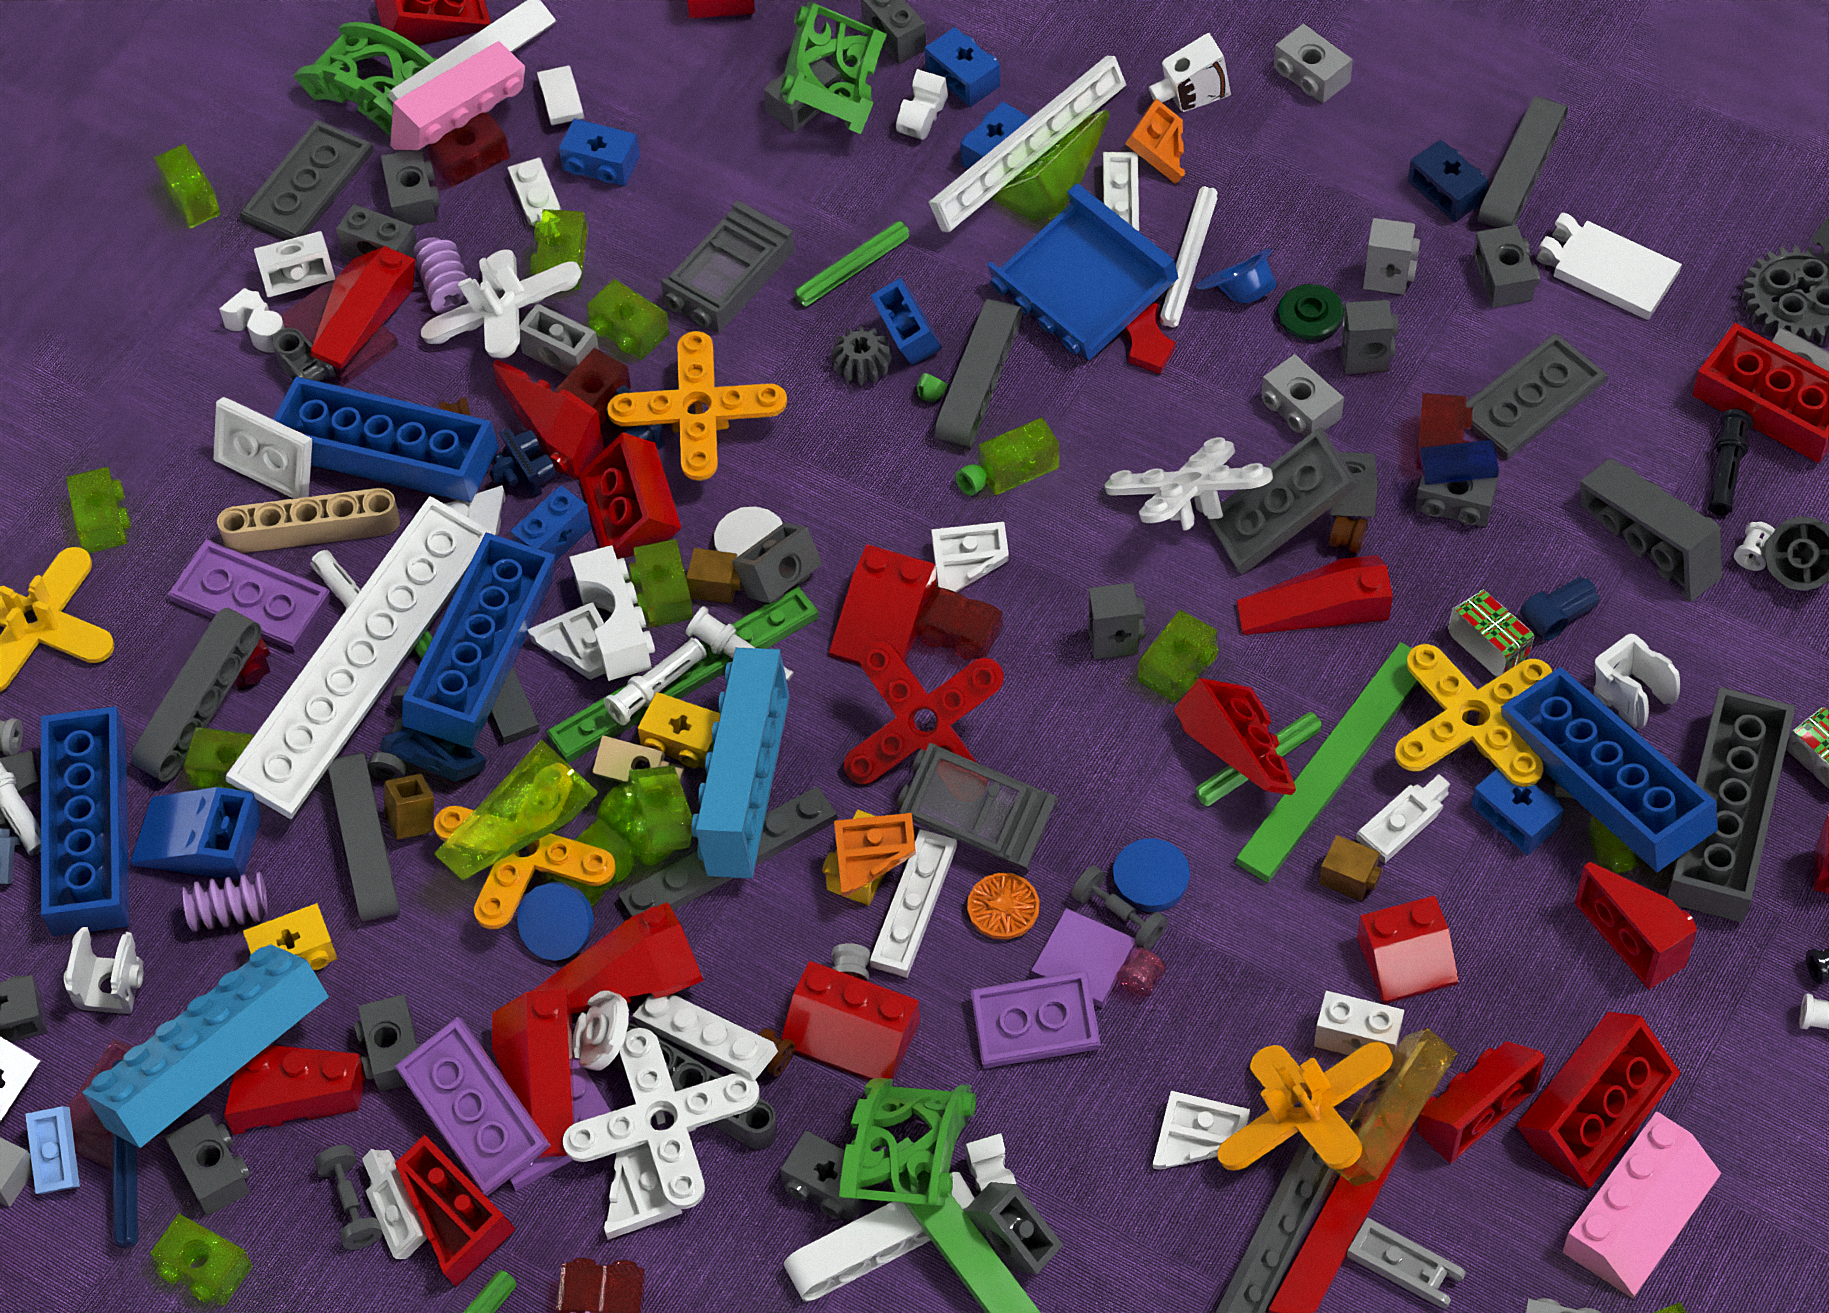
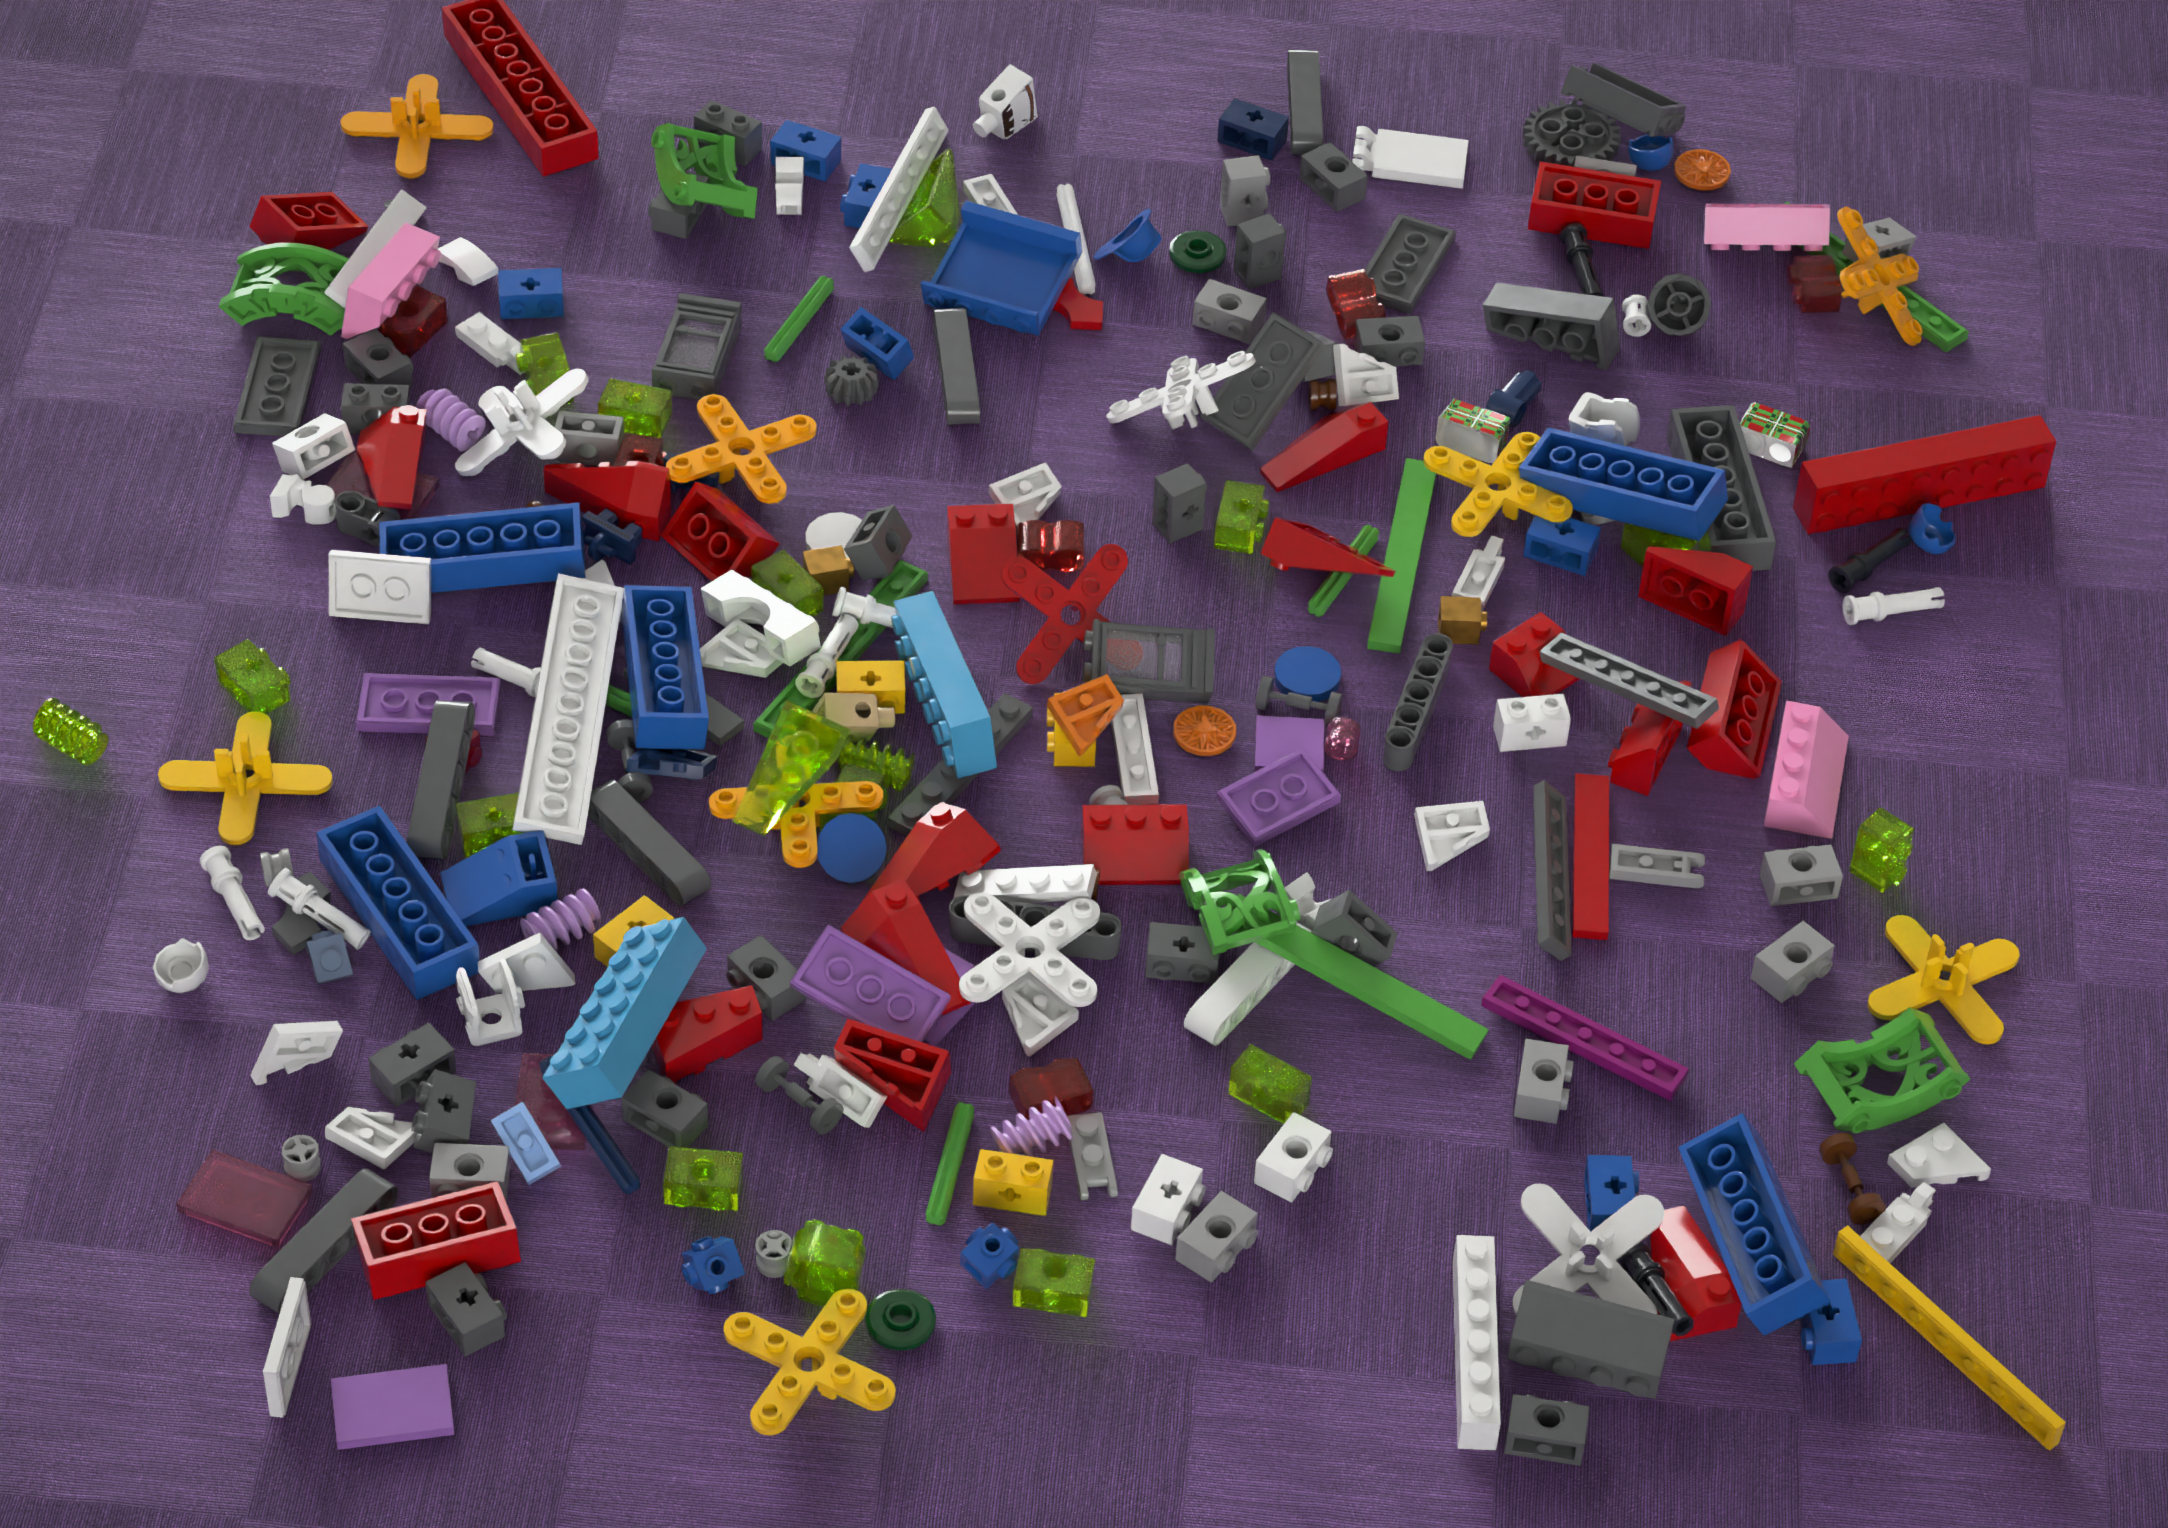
camera: 30 degrees left, 10 degrees down
(168, 942) = (532, 965): none -> white wing
(187, 185) = (174, 415): clear neon green brick -> none
(286, 525) = (450, 631): tan beam -> none
(408, 806) = (677, 805): pearl gold brick -> none
(554, 523) = (670, 565): blue brick -> none
(601, 1030) = (947, 903): white tile -> none
(658, 809) = (899, 734): clear neon green brick -> none
(930, 388) = (922, 388): bright green hinge -> none
(971, 479) = (995, 444): bright green hinge -> none
(1019, 456) = (1027, 414): clear neon green brick -> none
(1159, 140) = (1002, 160): orange wing -> none
(1241, 970) = (1417, 702): none -> dark grey beam
(1312, 63) = (1095, 74): light grey brick -> none
(1316, 1119) = (1543, 779): light orange piece -> none
(1396, 1102) = (1591, 760): clear yellow brick -> none
(1397, 531) = (1363, 378): none -> white wing
(1458, 462) = (1384, 316): clear blue tile -> none
(1476, 1029) = (1629, 680): none -> dark grey plate

